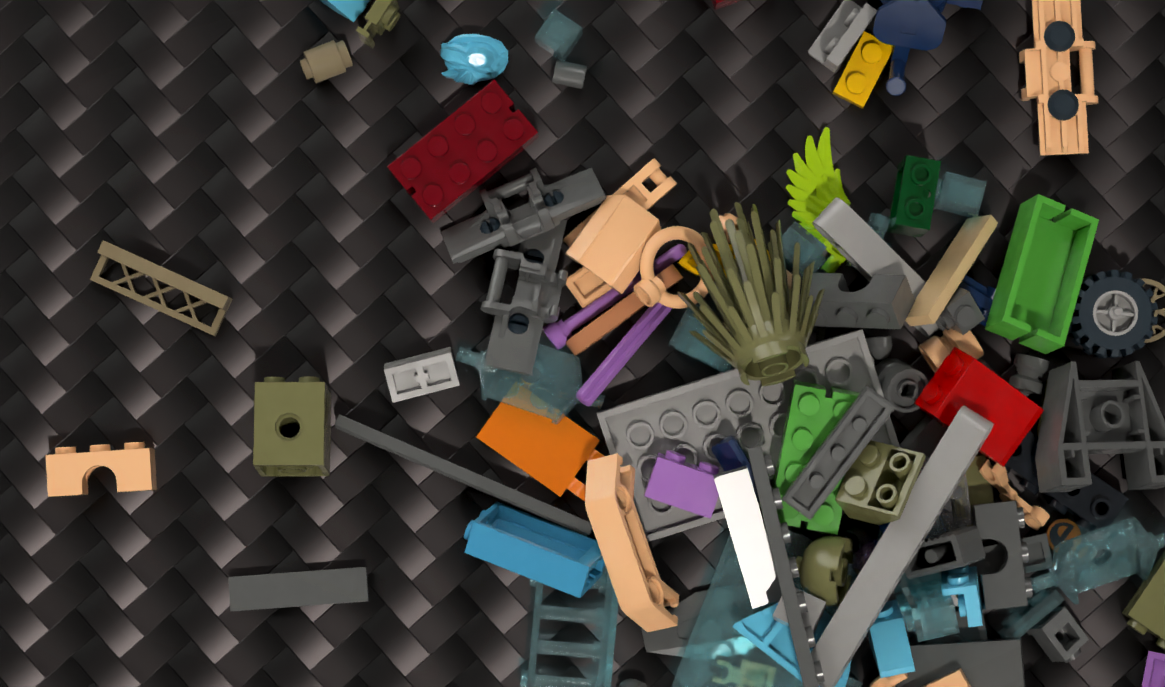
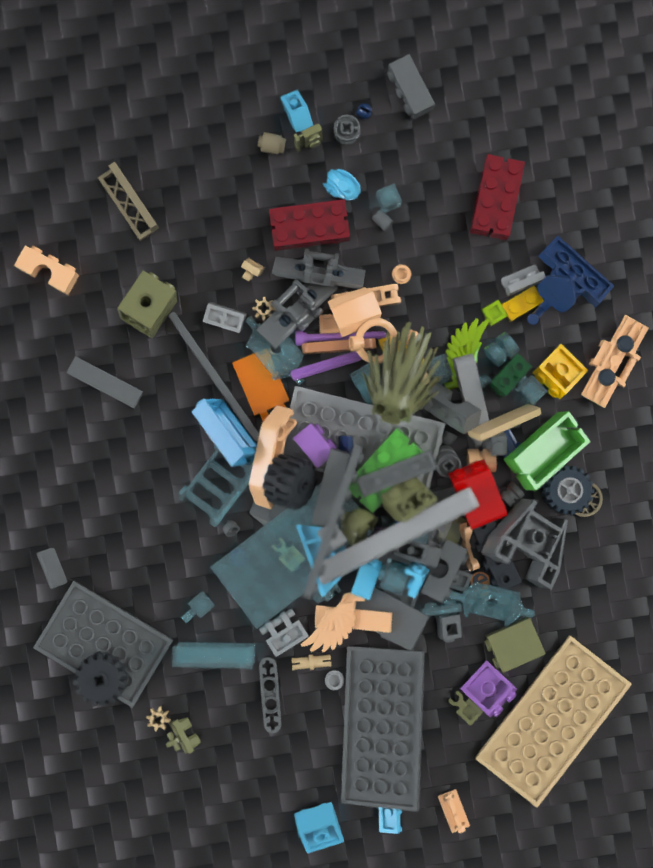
camera: 25 degrees right, 0 degrees up
(416, 273) = (252, 268): none -> tan tile
(464, 322) = (260, 305): none -> tan gear
(650, 139) = (401, 274): none -> light nougat plate
(681, 566) = (289, 481): none -> black wheel
(830, 110) = (494, 312): none -> lime tile
(871, 172) = (495, 352): none -> clear light blue wheel
(986, 140) = (559, 372): none -> yellow plate

